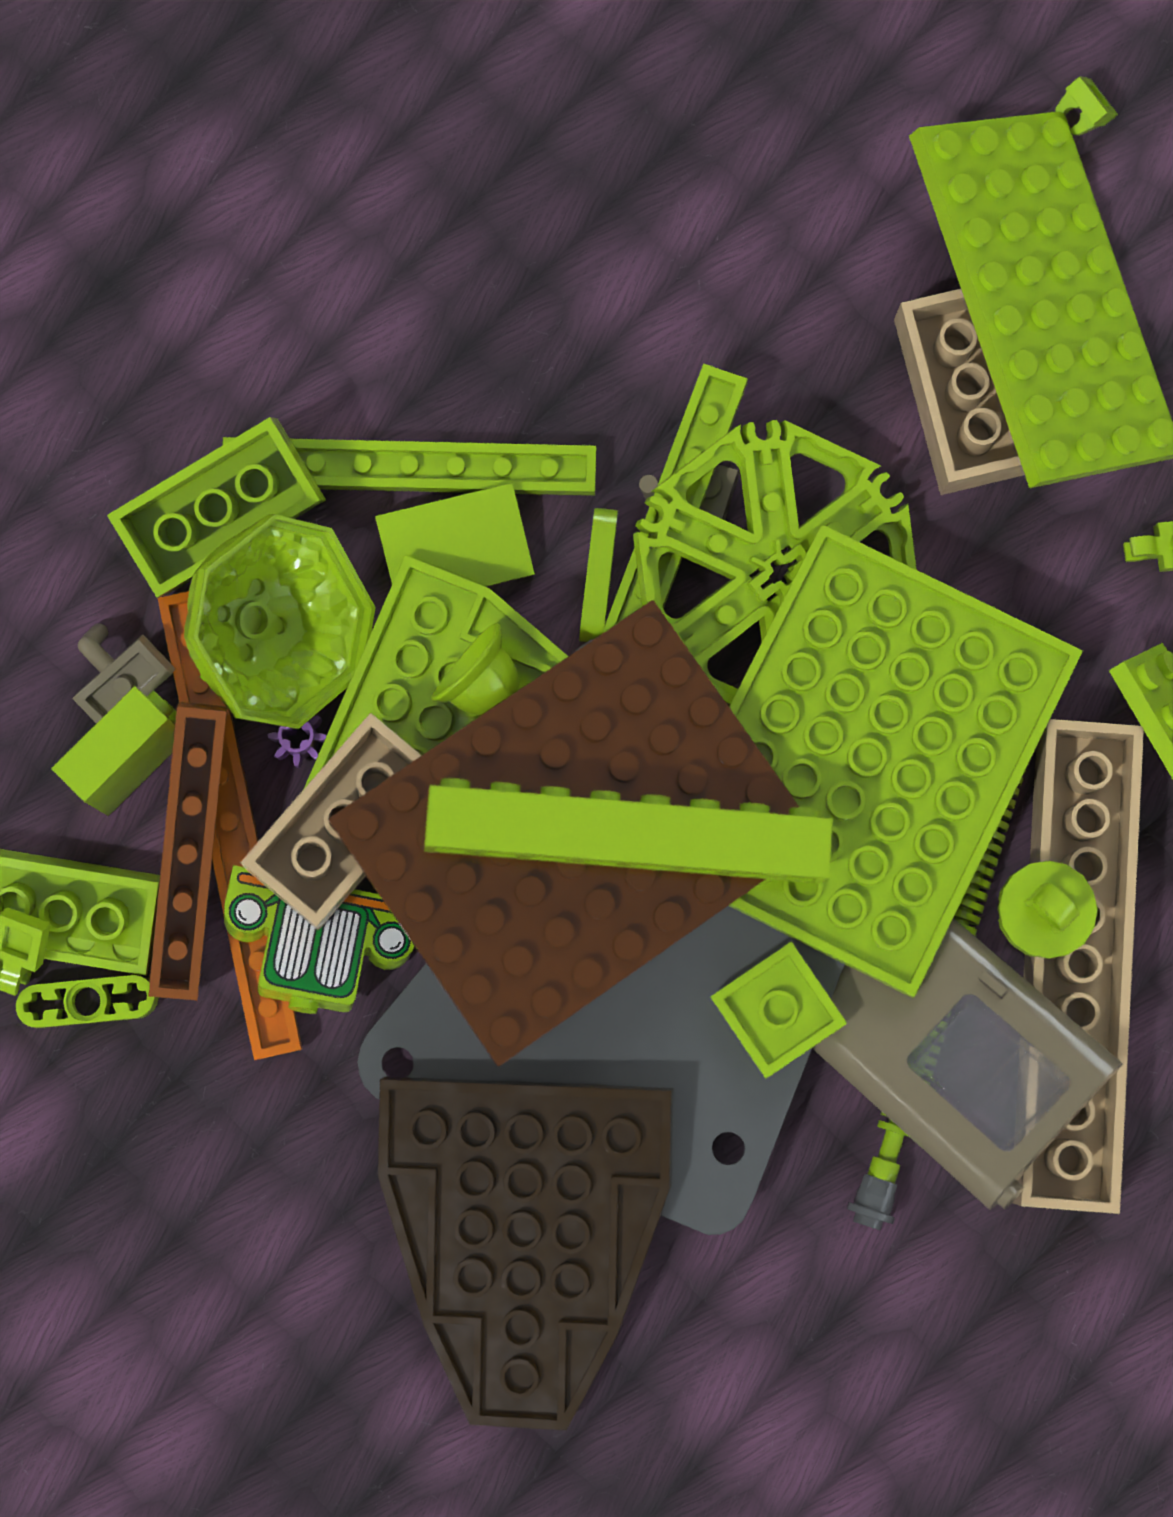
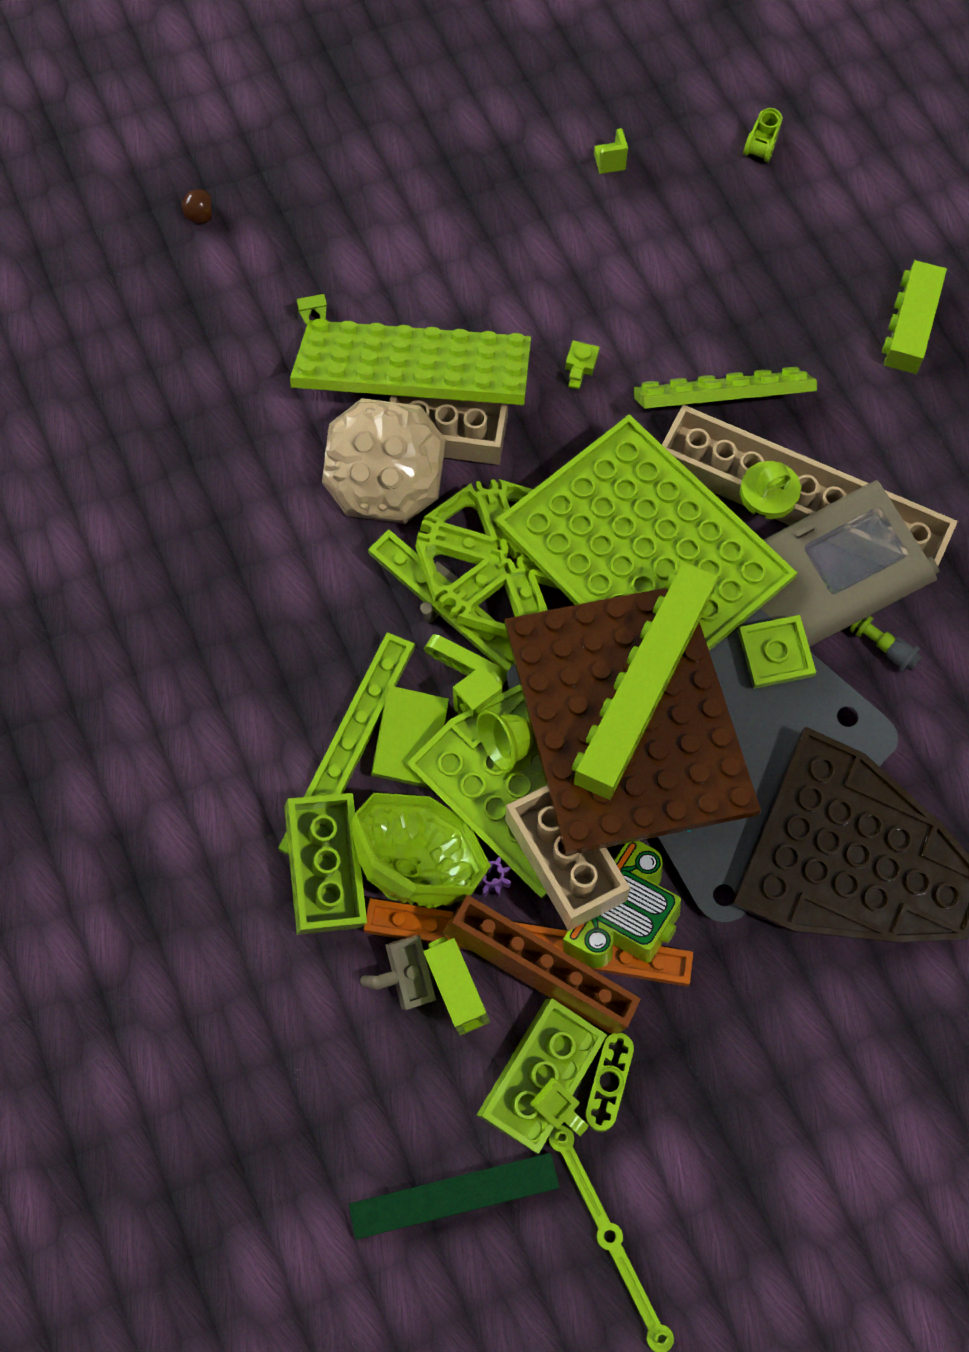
camera: 70 degrees left, 15 degrees down
(543, 610) = (476, 691): none -> lime brick
(858, 323) = (383, 461): none -> tan rock

